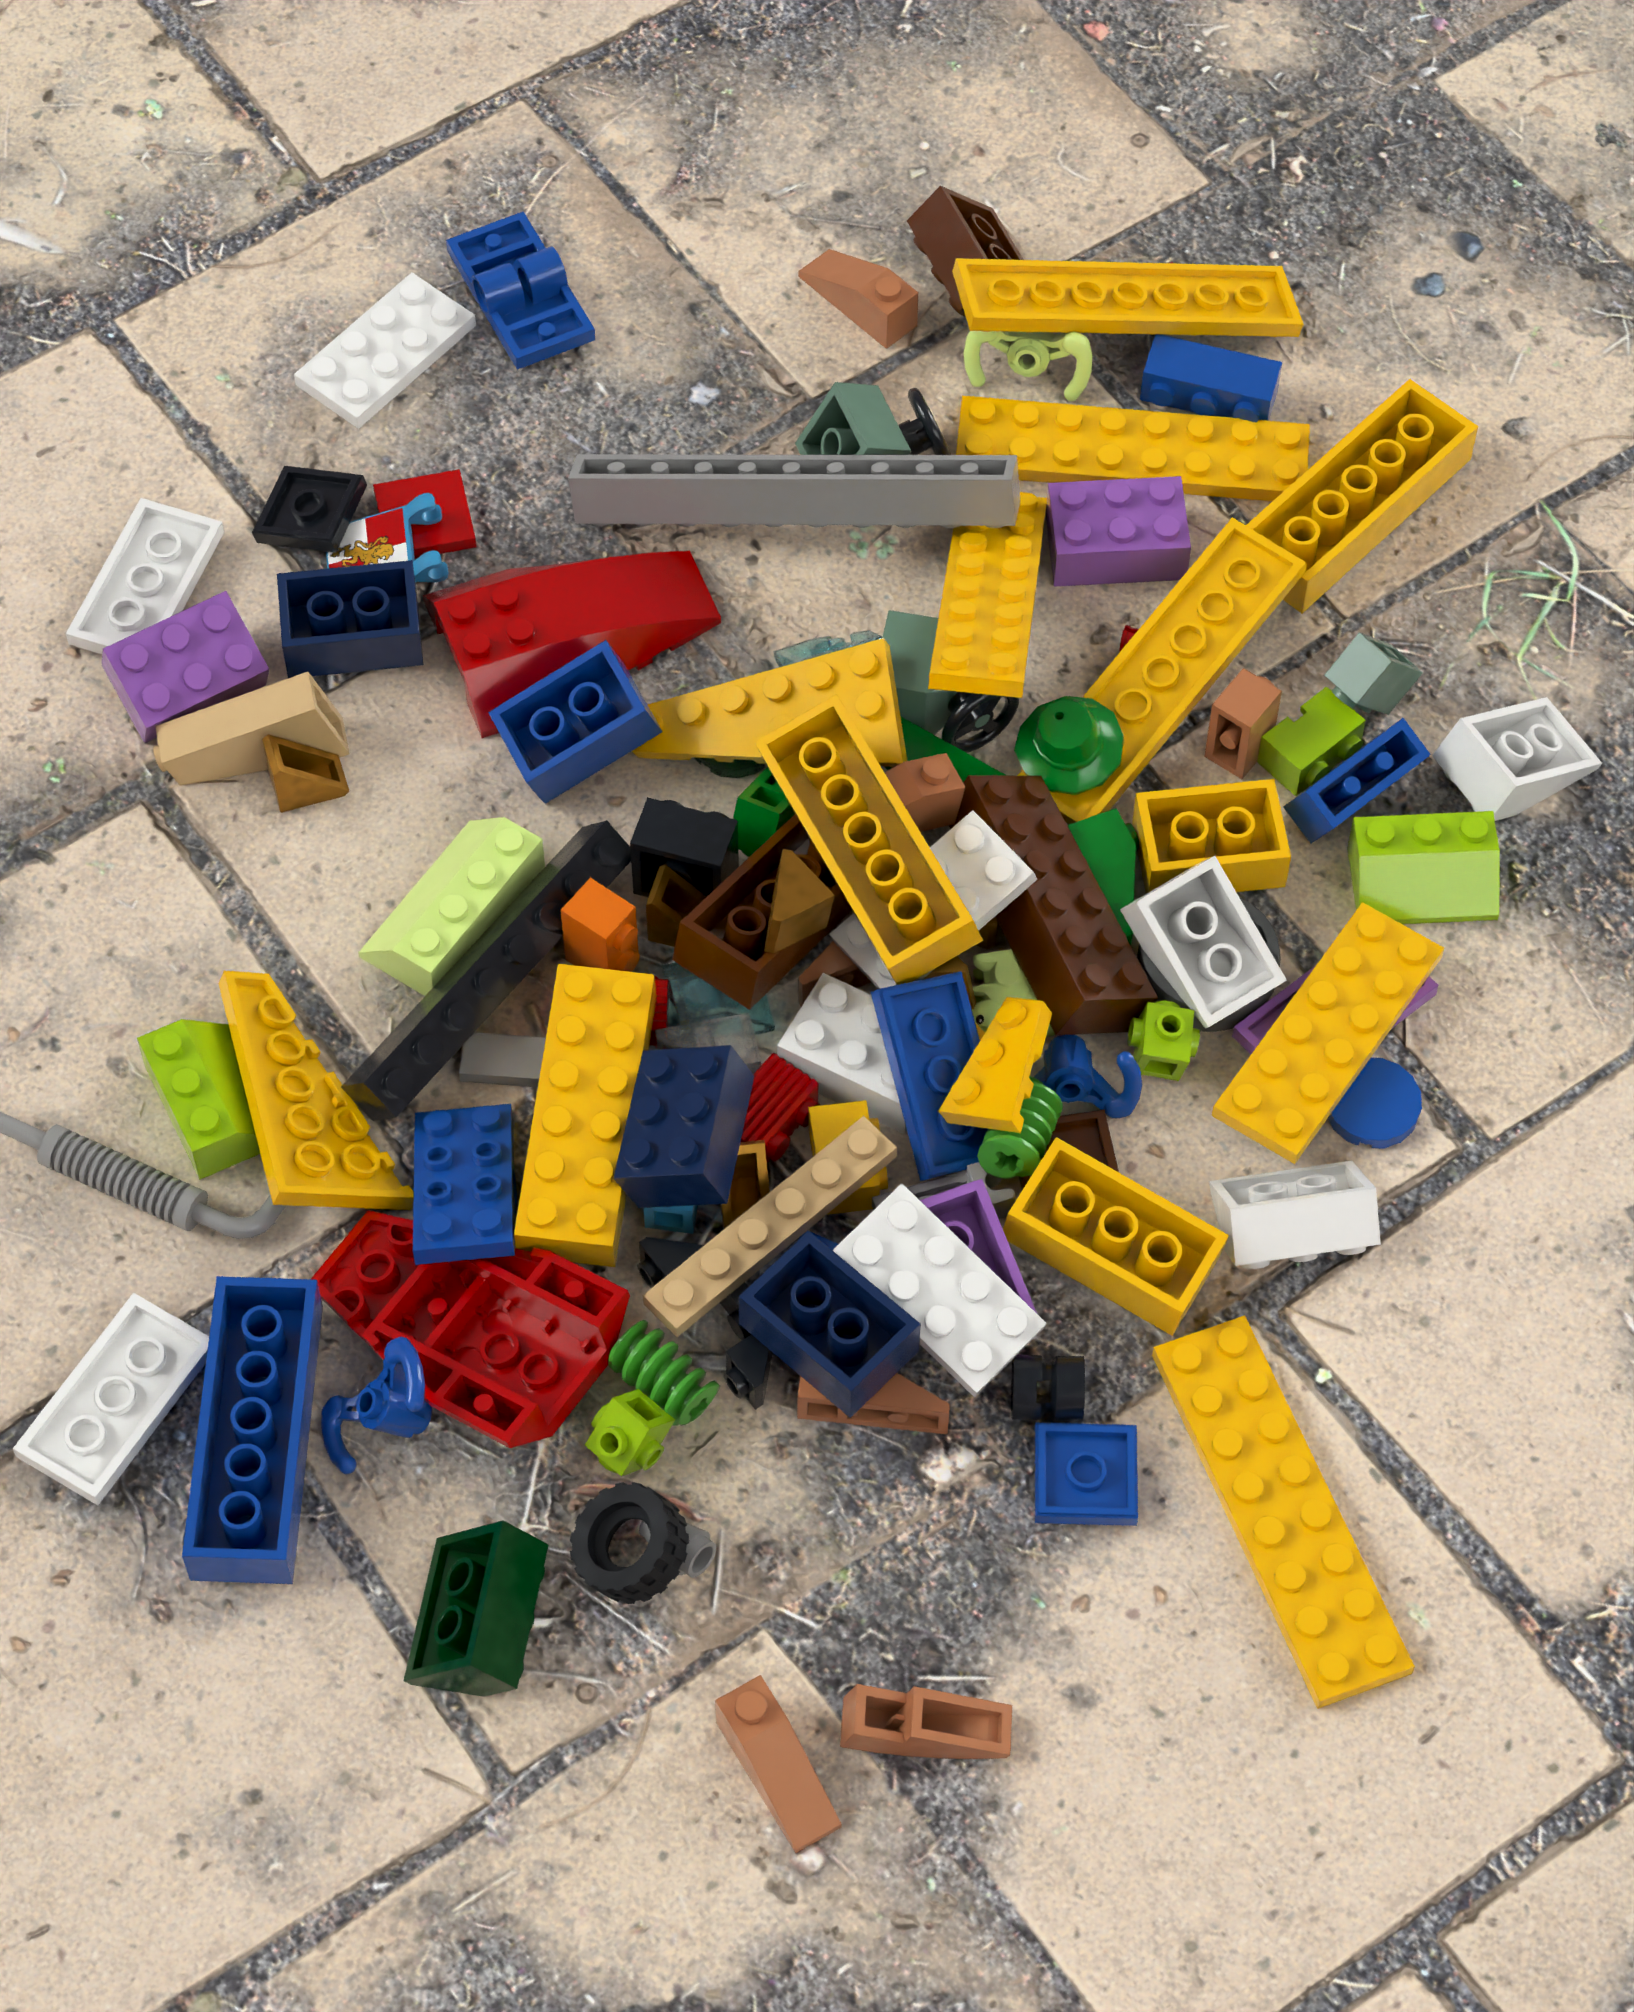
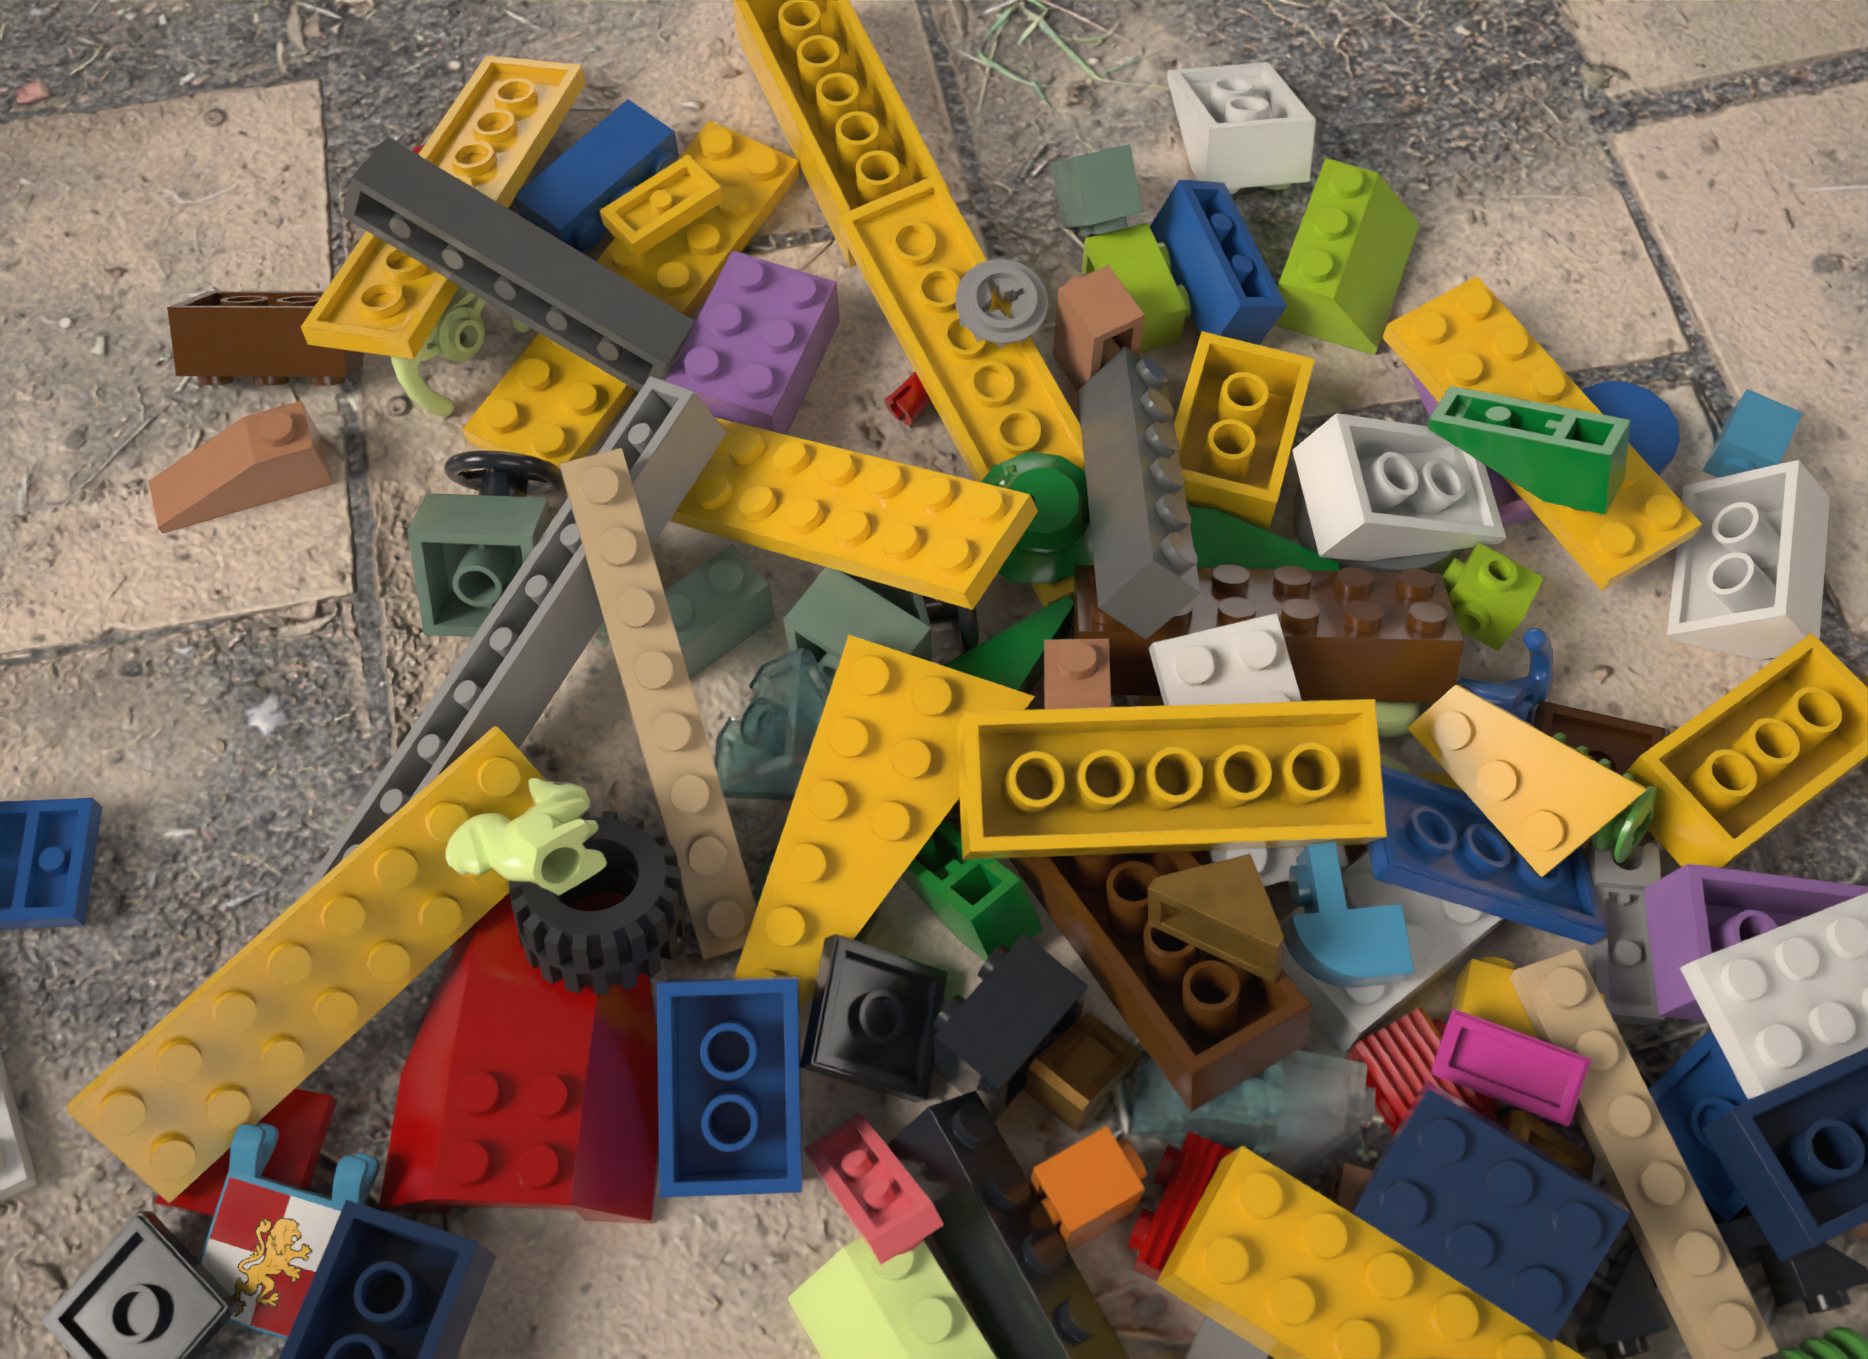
camera: 65 degrees left, 5 degrees up
(544, 816) = (873, 1189): none -> coral plate
(552, 488) = (305, 980): none -> yellow plate
(643, 626) = (614, 942): none -> black tyre
(658, 540) = (536, 846): none -> yellowish green animal
(659, 772) = (874, 1019): none -> black tile
(791, 1127) = (1511, 1066): none -> dark pink tile
(805, 566) = (661, 700): none -> tan plate
(823, 990) = (1341, 943): none -> dark azure brick
(887, 581) = (718, 608): none -> sand green brick
(1075, 353) = (515, 265): none -> dark grey brick
(1103, 771) = (1136, 494): none -> dark grey brick
(1199, 421) = (661, 205): none -> yellow plate
(1213, 627) = (1008, 281): none -> light grey gear
(1280, 1006) = (1544, 448): none -> green slope
(1408, 1186) = (1752, 436): none -> dark azure brick

